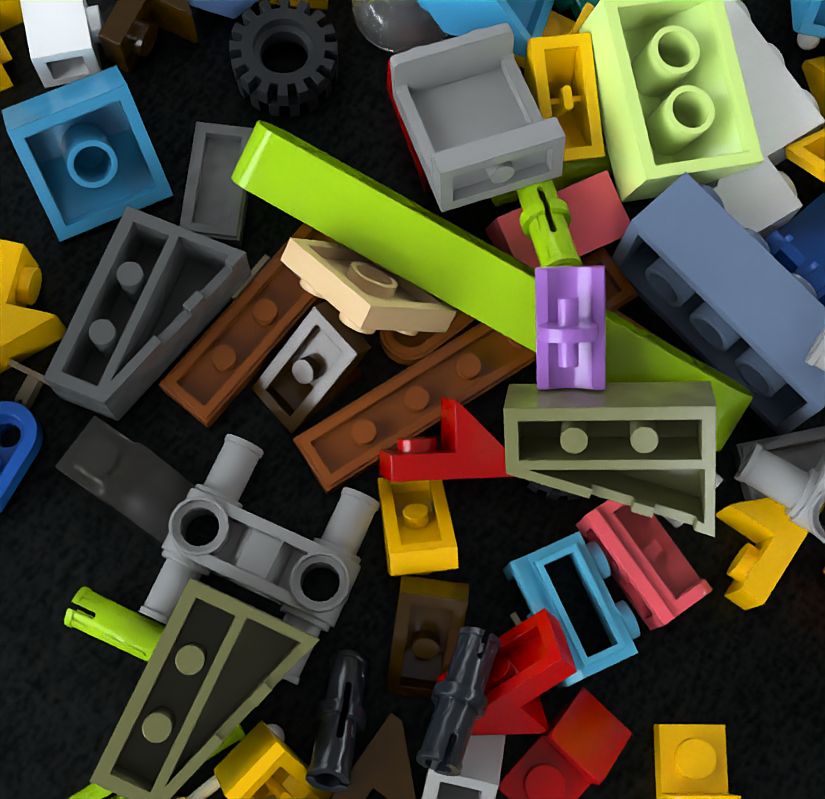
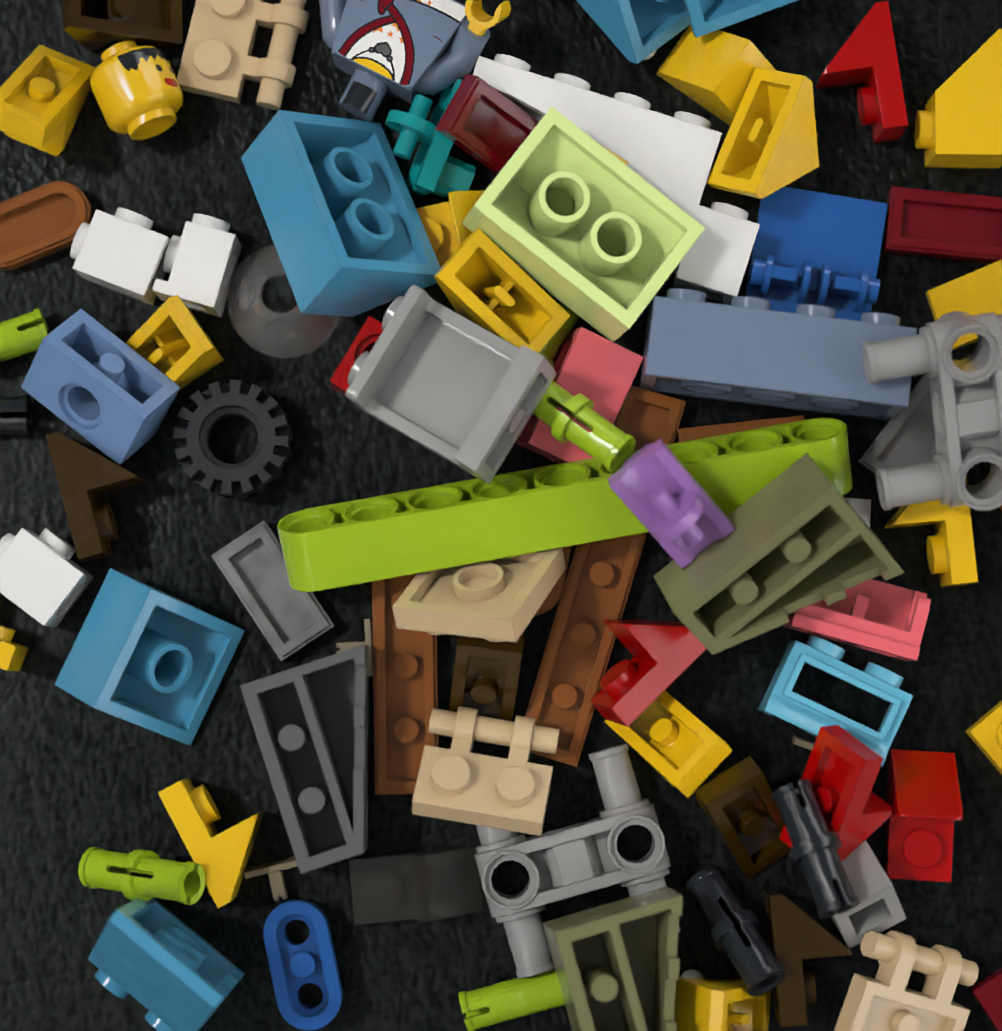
camera: 30 degrees left, 10 degrees up
(241, 438) = (480, 787): none -> tan plate

